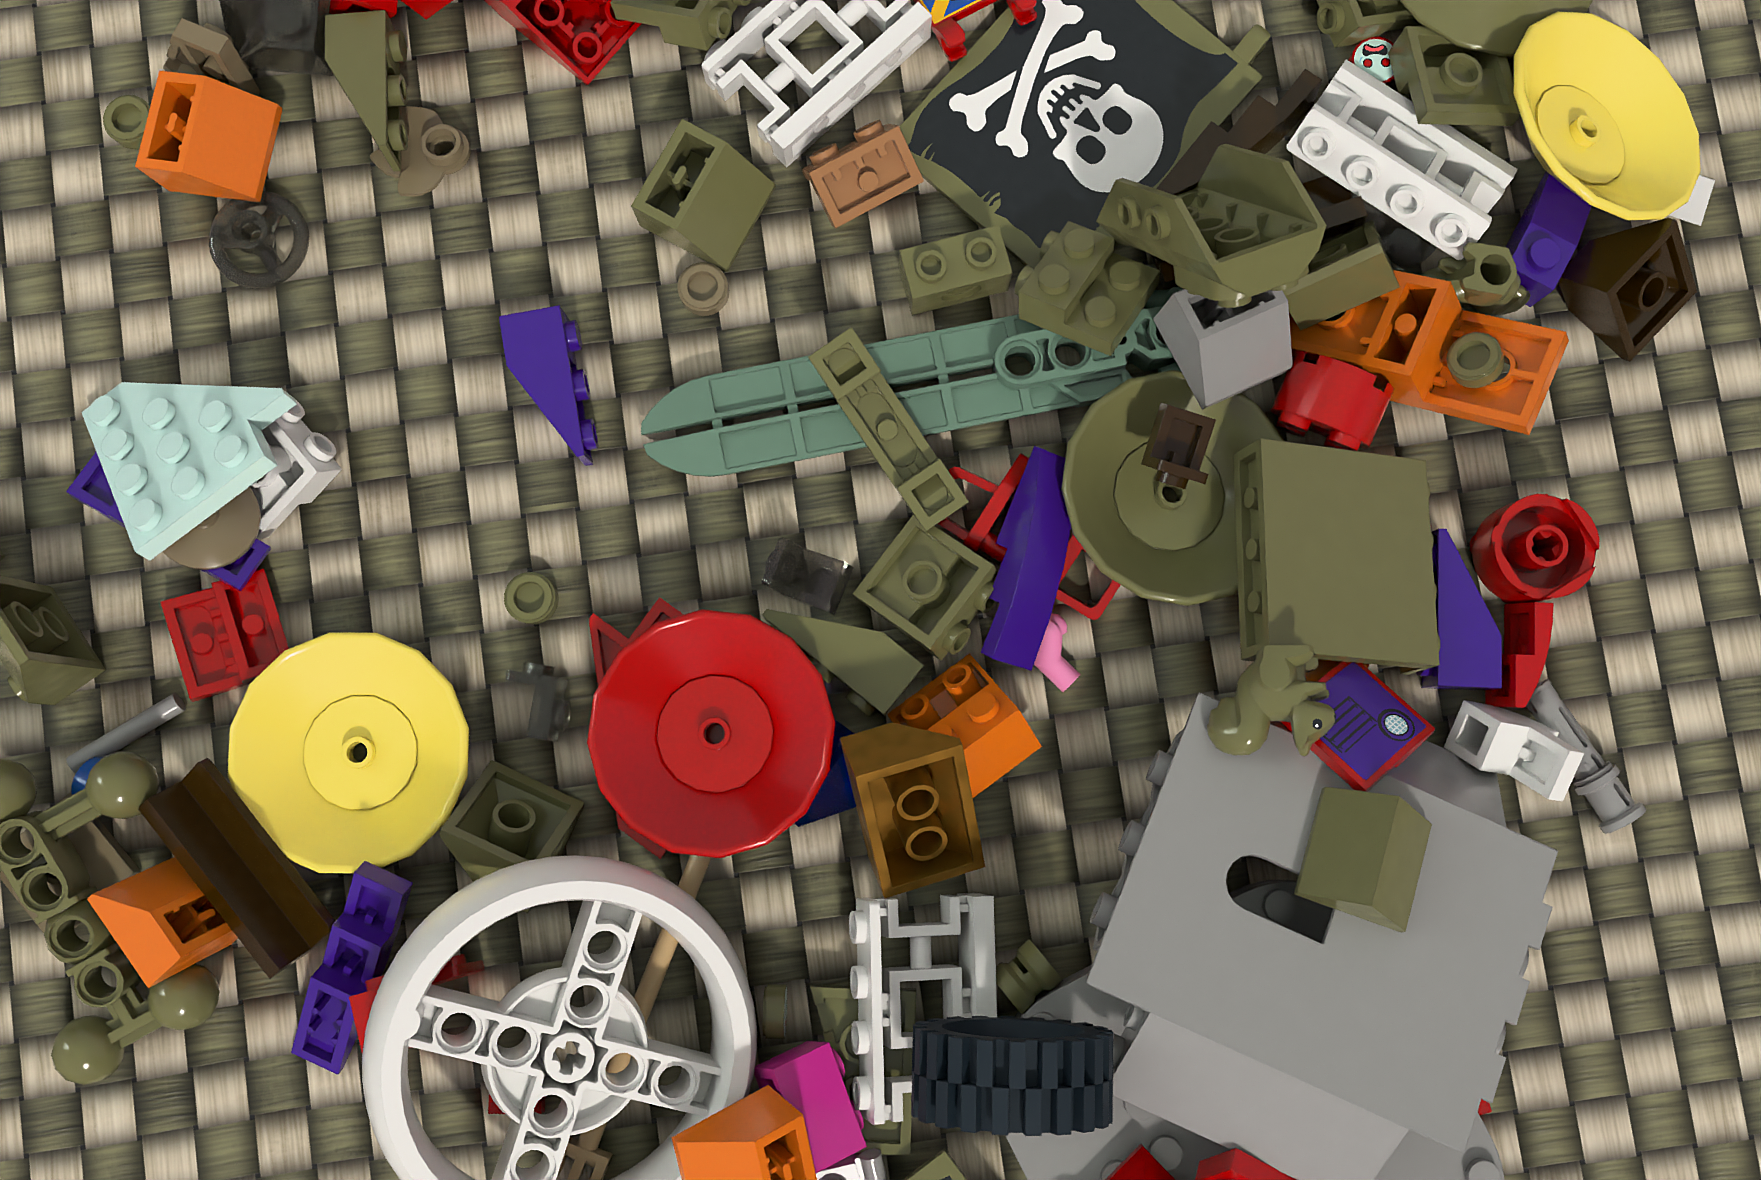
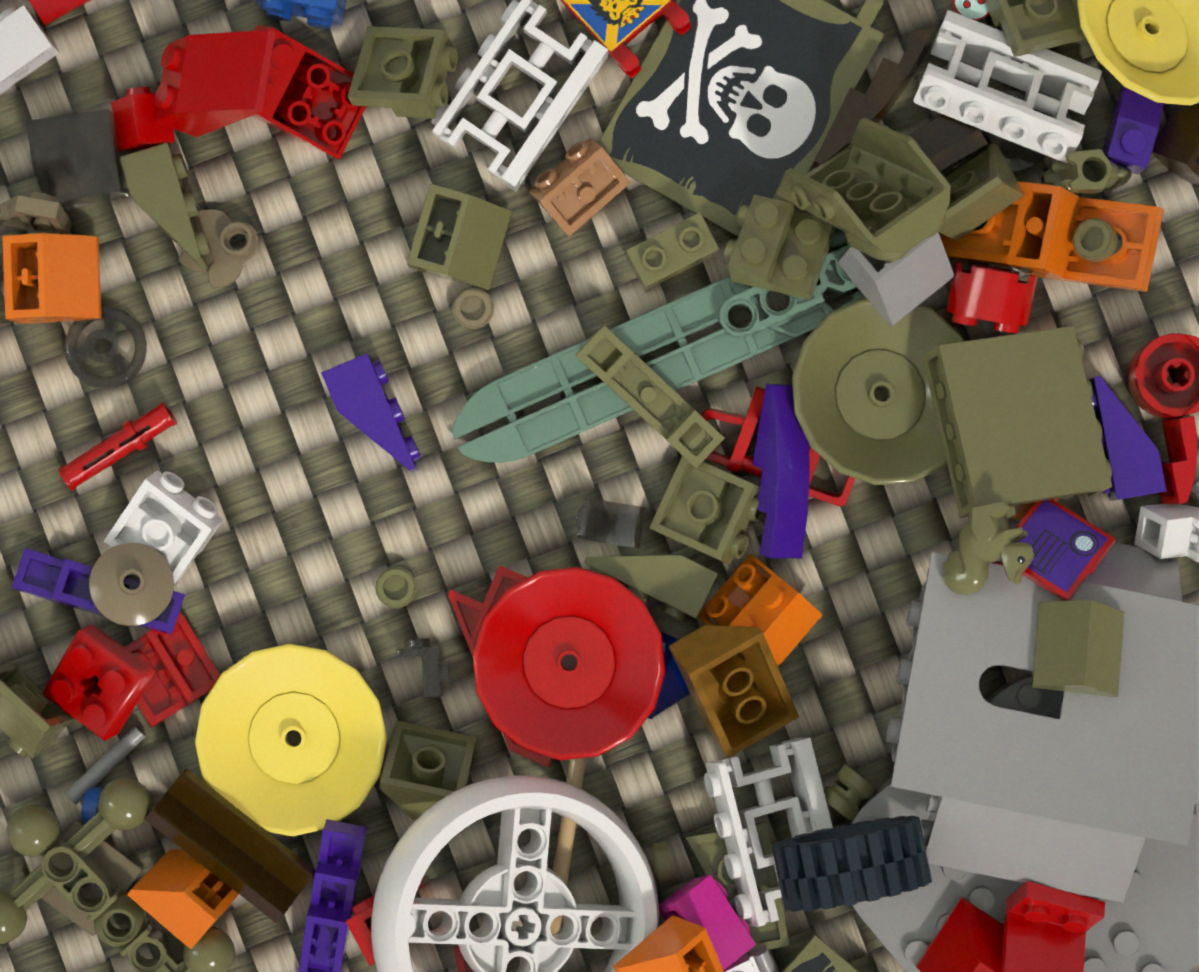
camera: 15 degrees left, 5 degrees up
(136, 629) = (119, 687): none -> red brick
(180, 452) = (100, 537): light aqua wing -> none
(293, 335) = (76, 471): none -> red pin
(1049, 656) = (813, 541): bright pink arm -> none
(1178, 446) = (877, 363): dark brown bracket -> none

